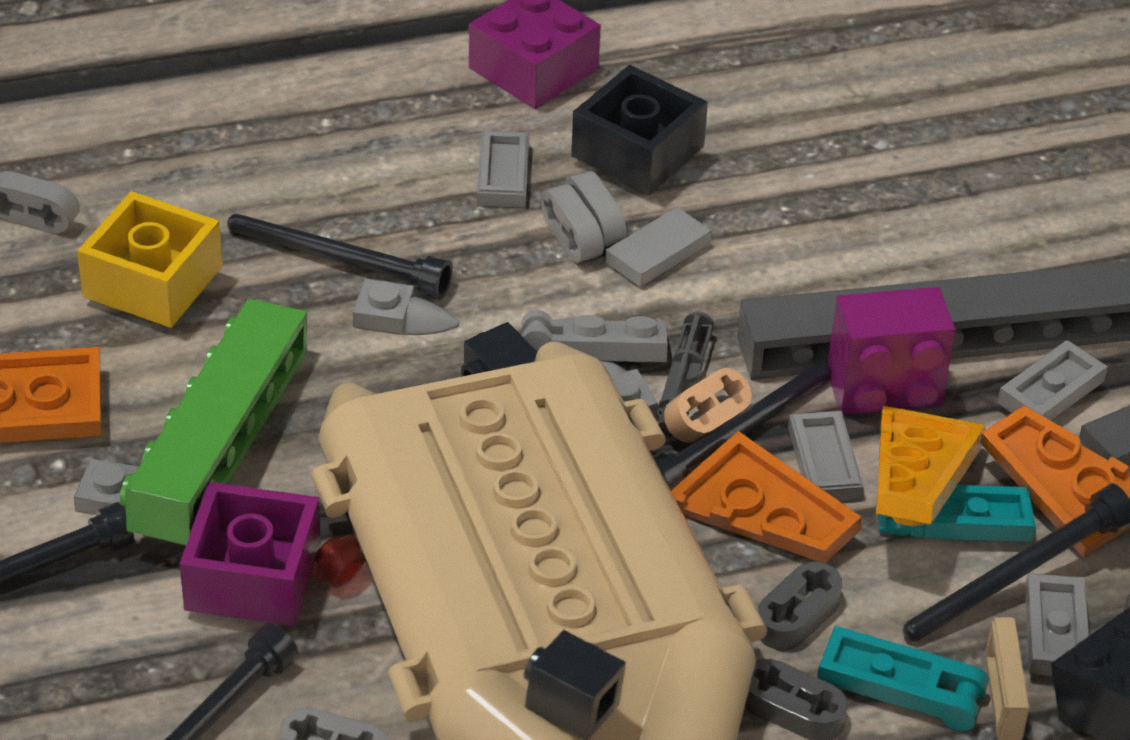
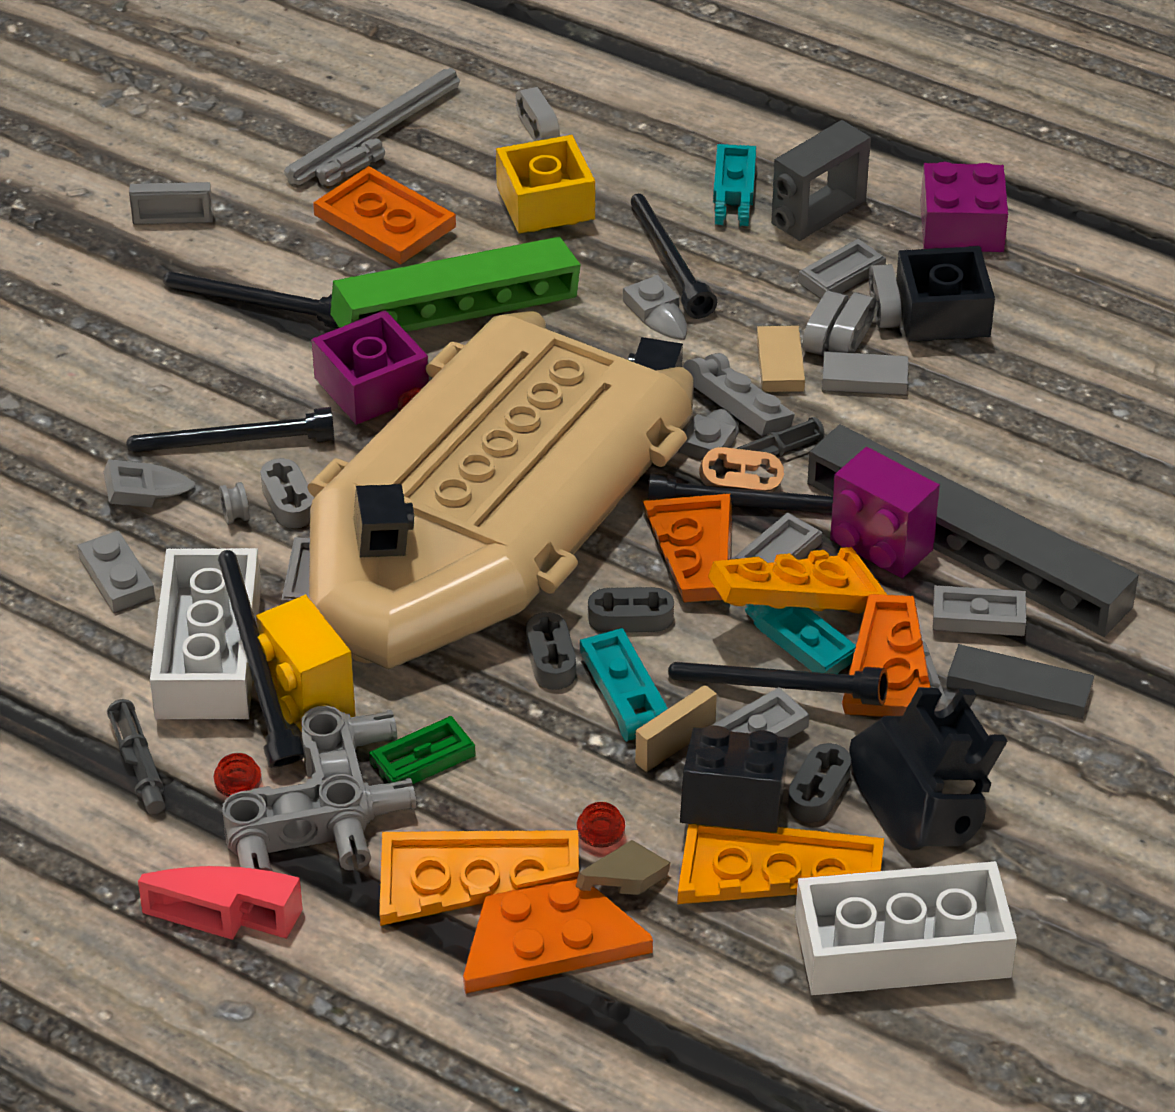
camera: 50 degrees right, 0 degrees up
(305, 150) = (734, 181): none -> teal hinge
(399, 94) = (845, 156): none -> dark grey window
(571, 155) = (885, 290): none -> light grey beam
(573, 282) = (780, 359): none -> tan tile

